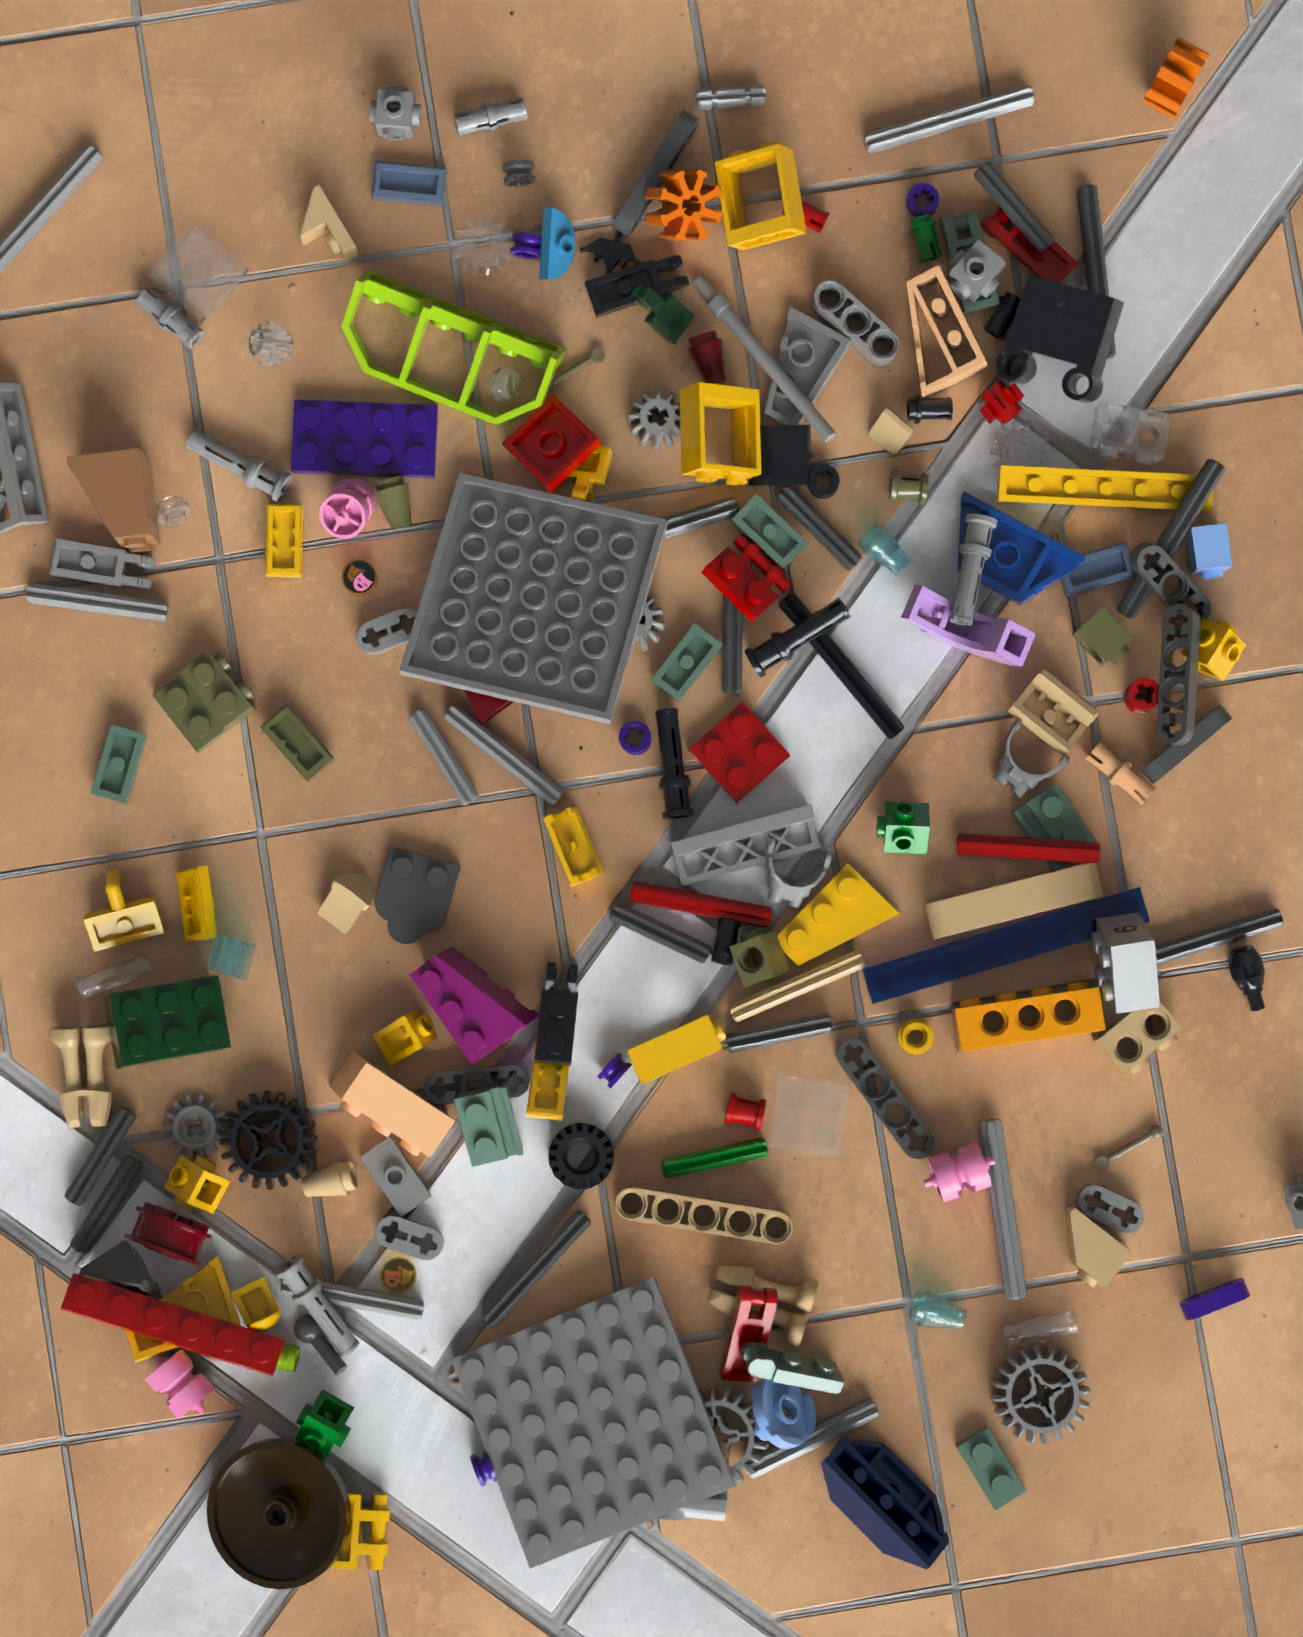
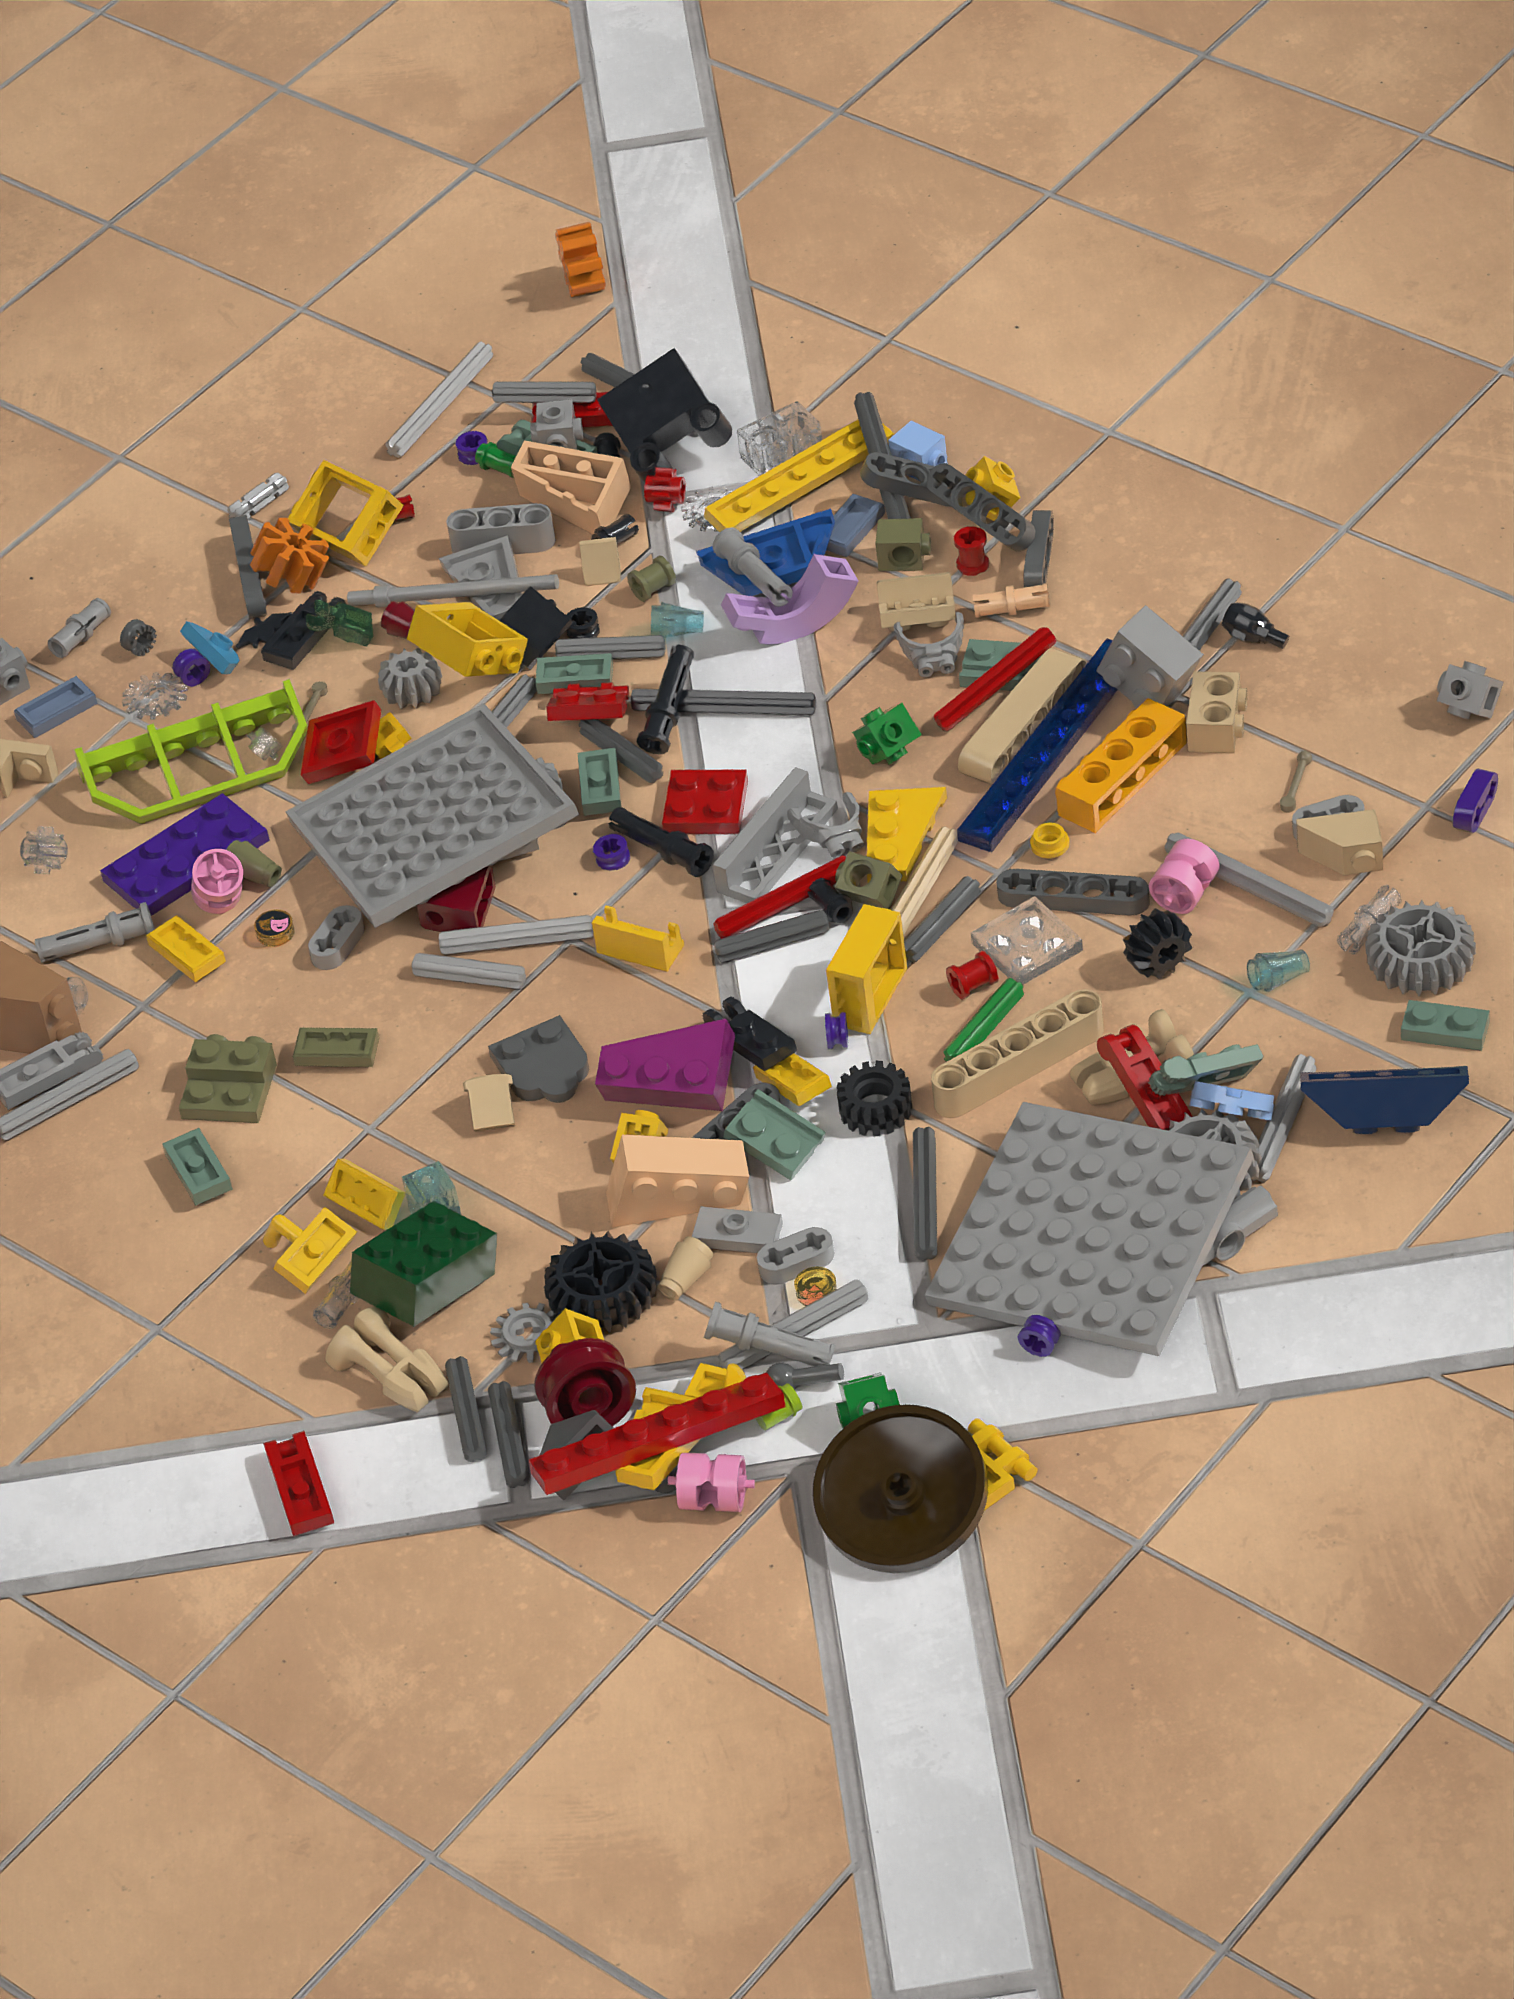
camera: 30 degrees left, 40 degrees down
(878, 1220) = (1157, 943): none -> black gear

